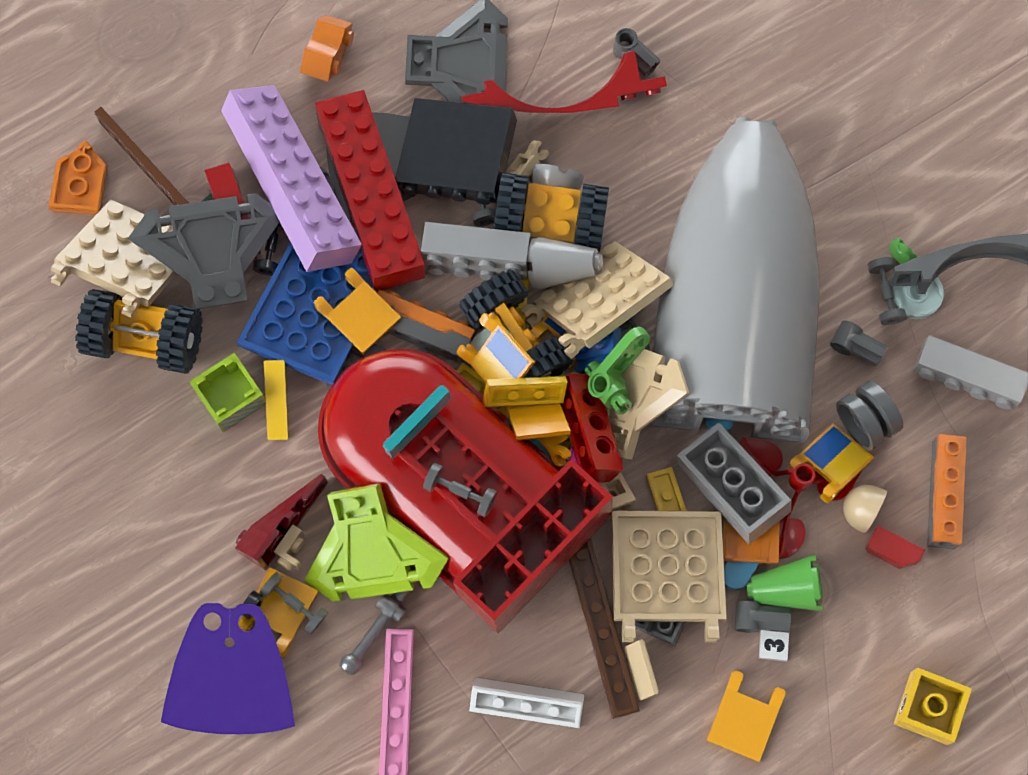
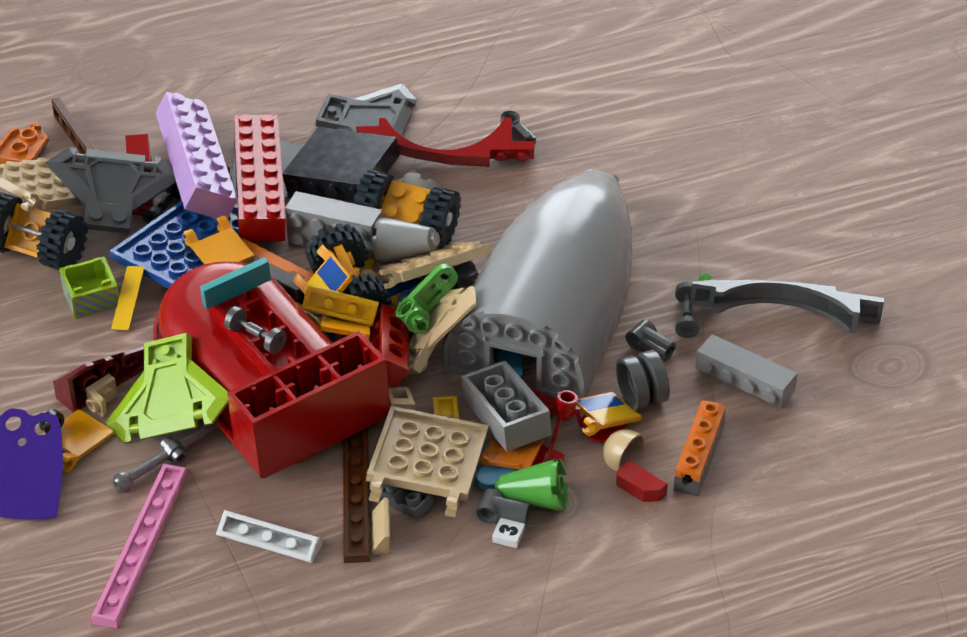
camera: 10 degrees right, 30 degrees down
(272, 585) = (103, 445): dark grey wheel -> none
(326, 48) = (258, 92): orange brick -> none
(744, 722) = (464, 582): light orange flag -> none
(918, 305) = (718, 324): light aqua tile -> none
(932, 706) = (639, 590): yellow brick -> none

